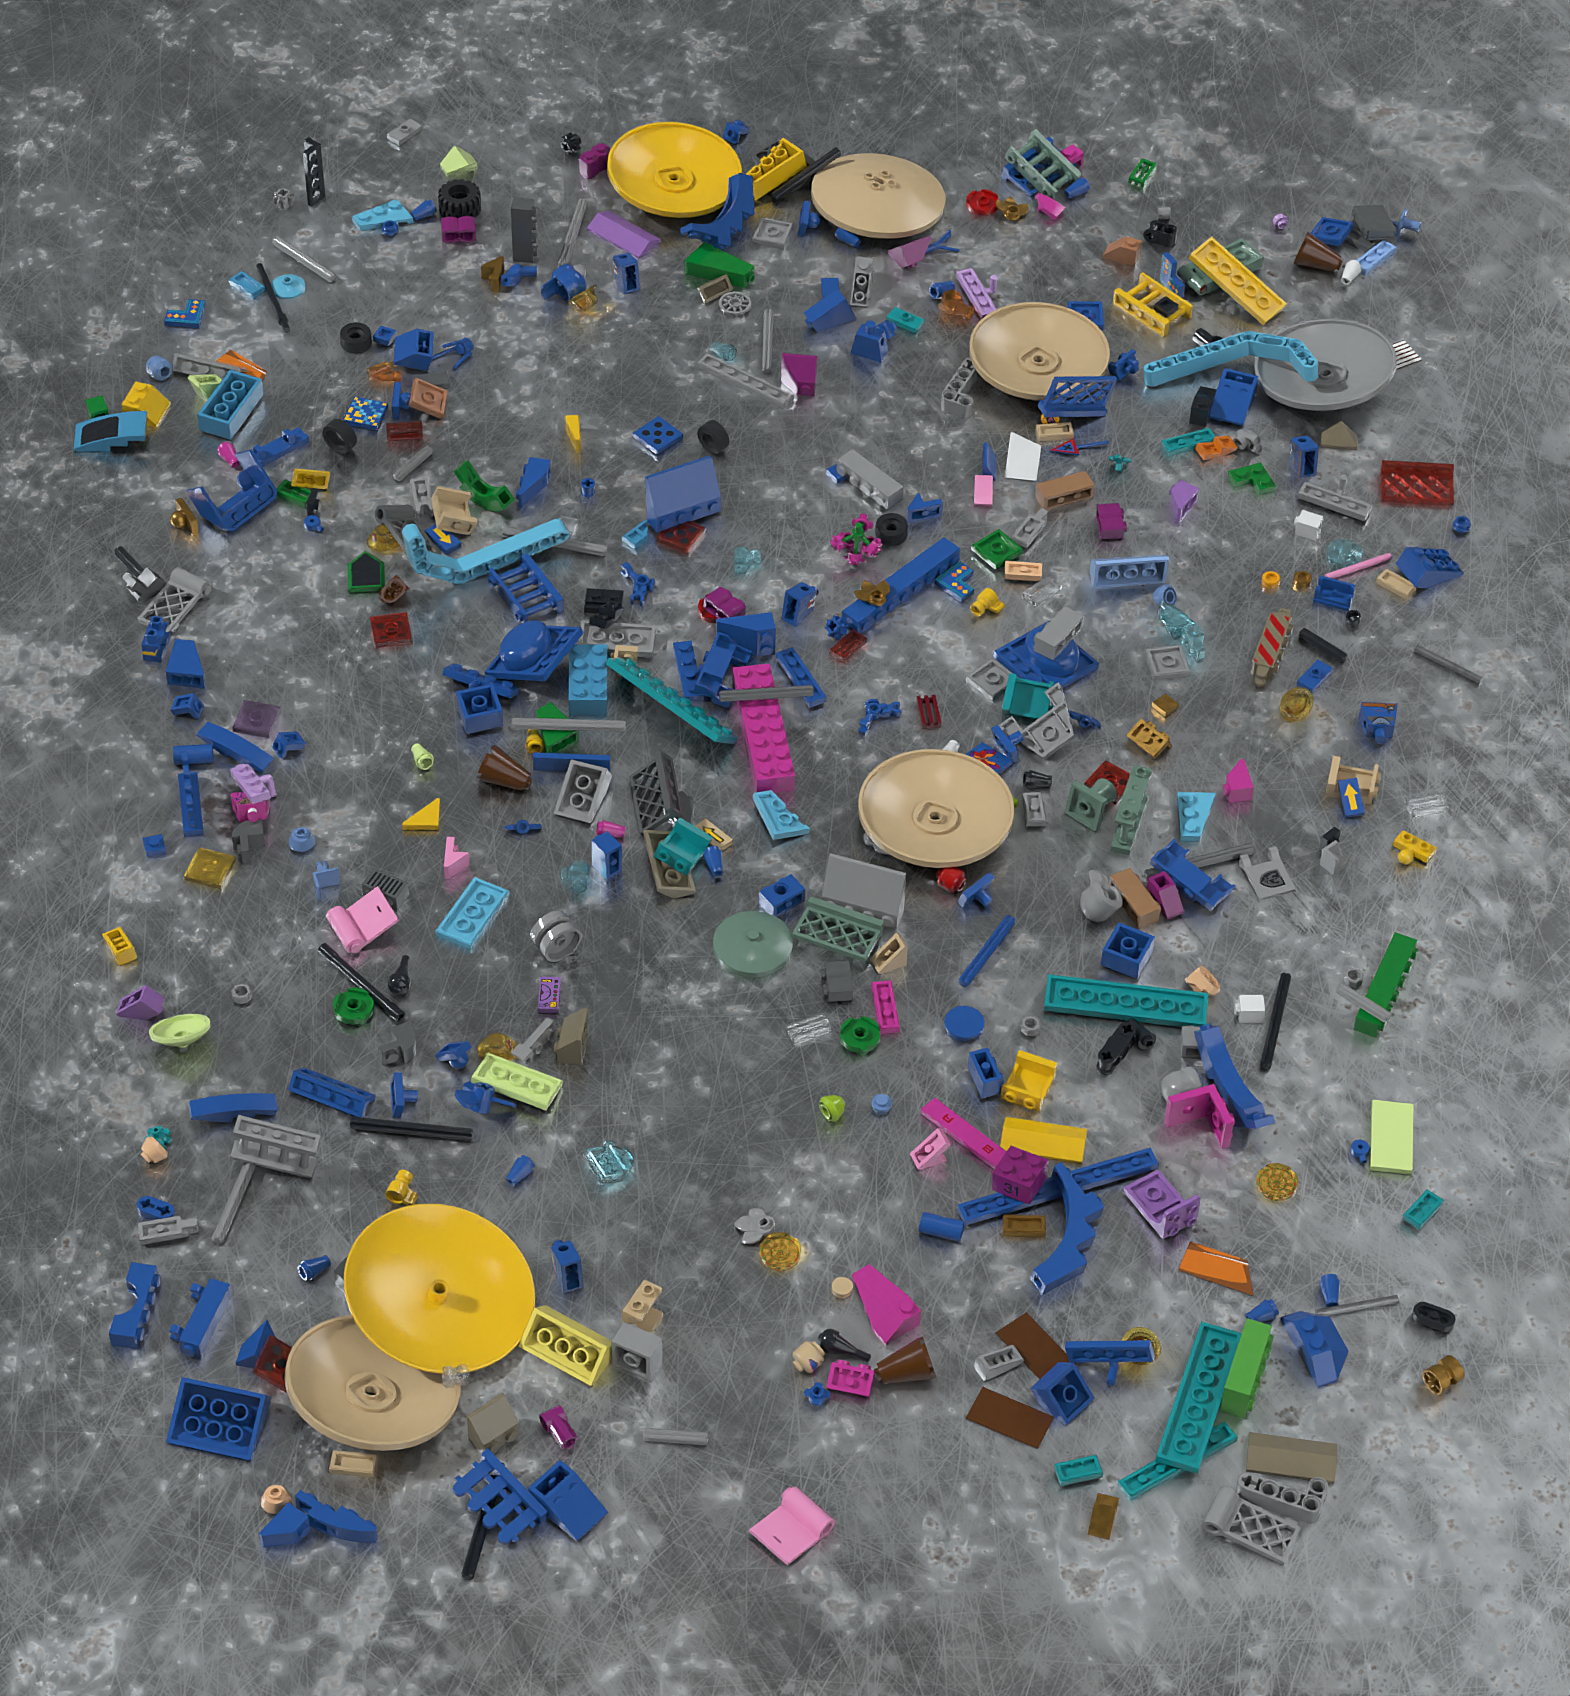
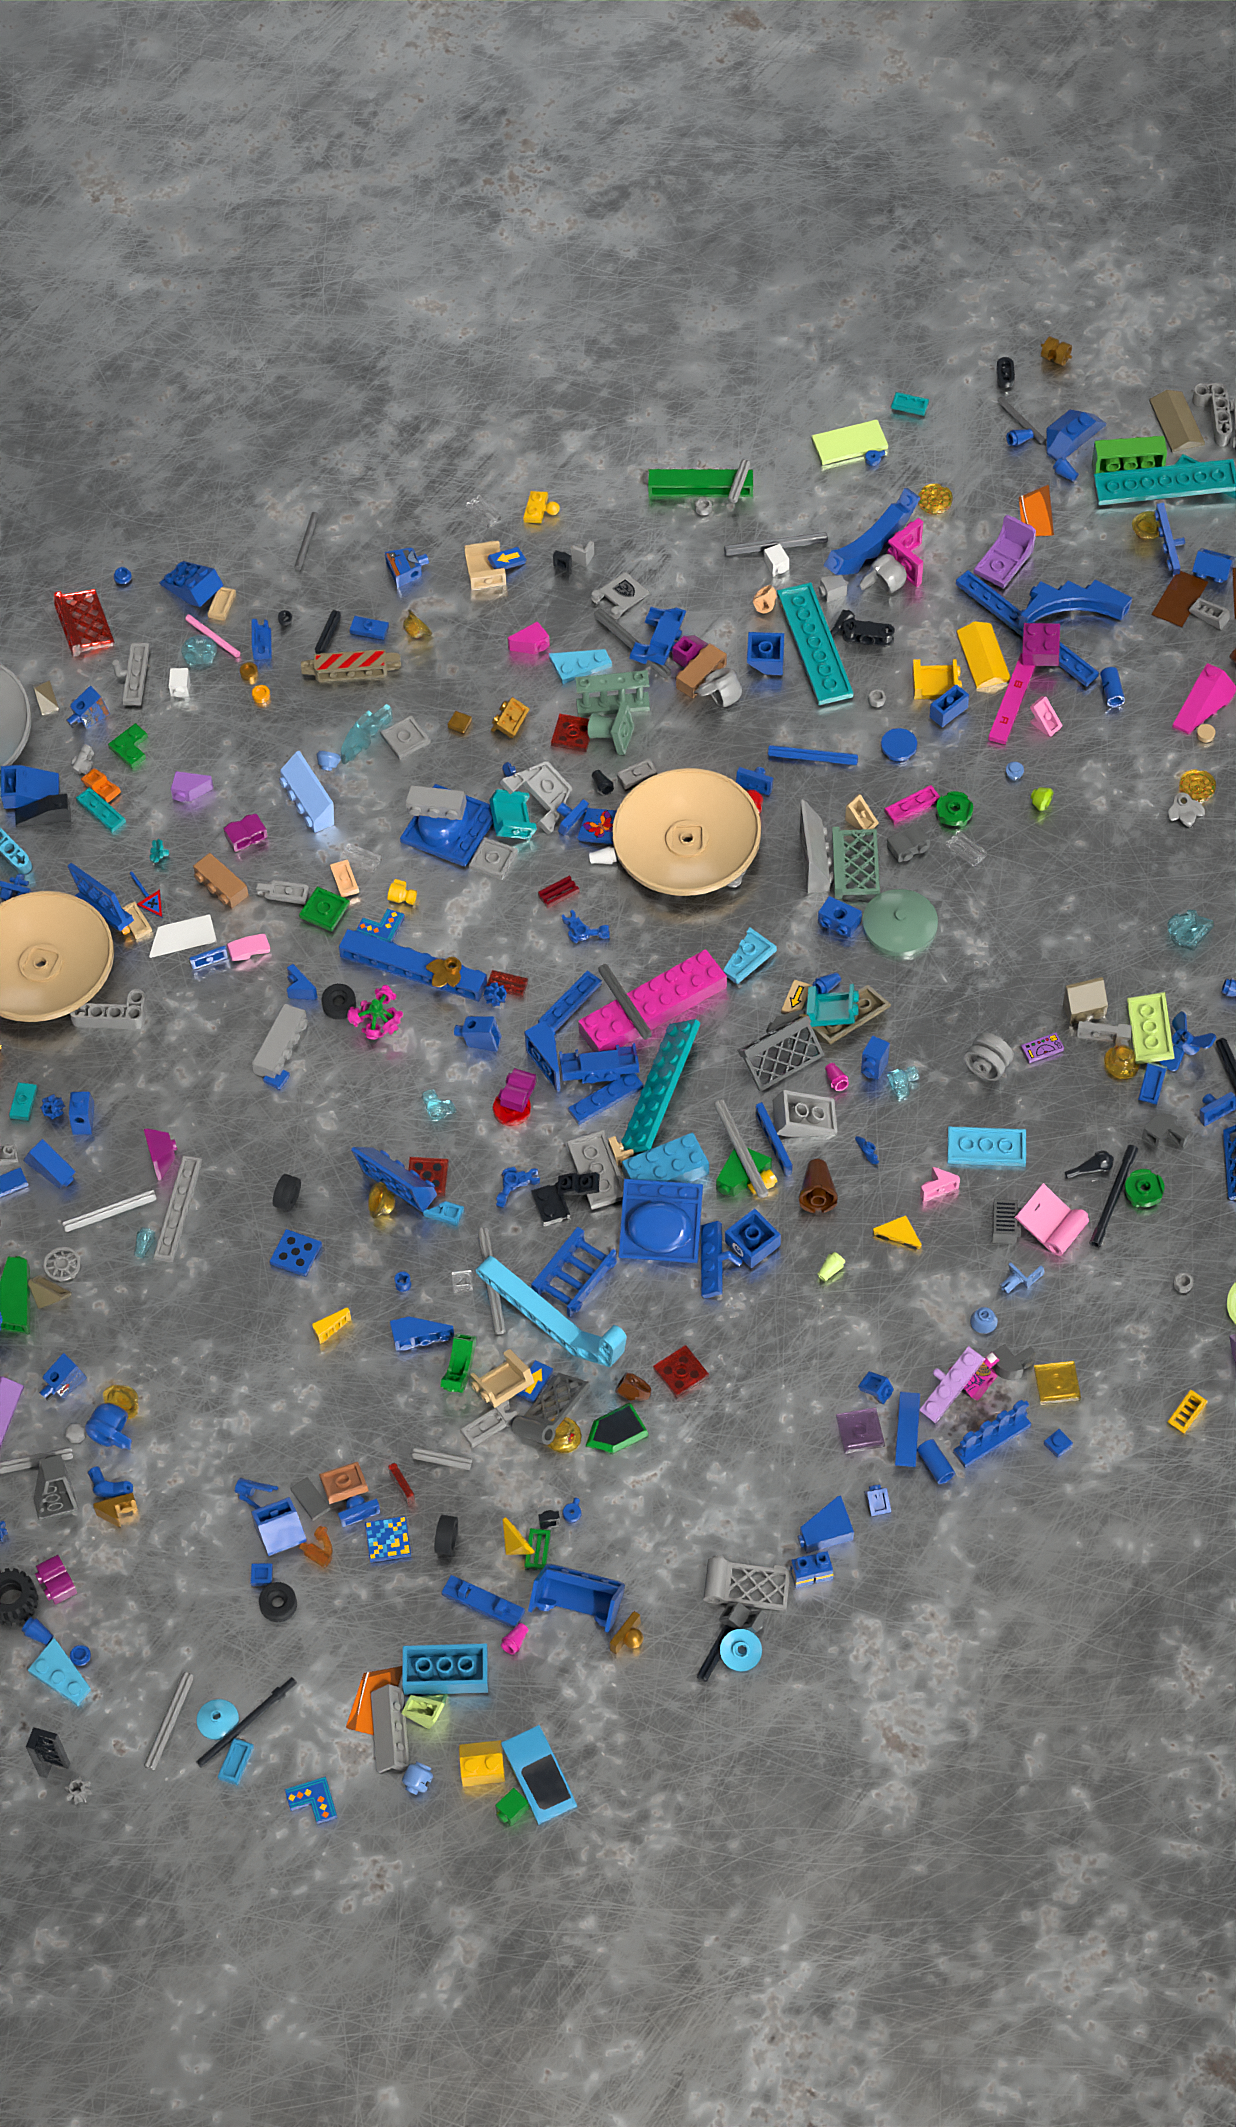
camera: 110 degrees left, 10 degrees up
(115, 577) = (735, 1659): none -> medium azure dish
(1024, 1225) = (1074, 639): pearl gold tile -> none

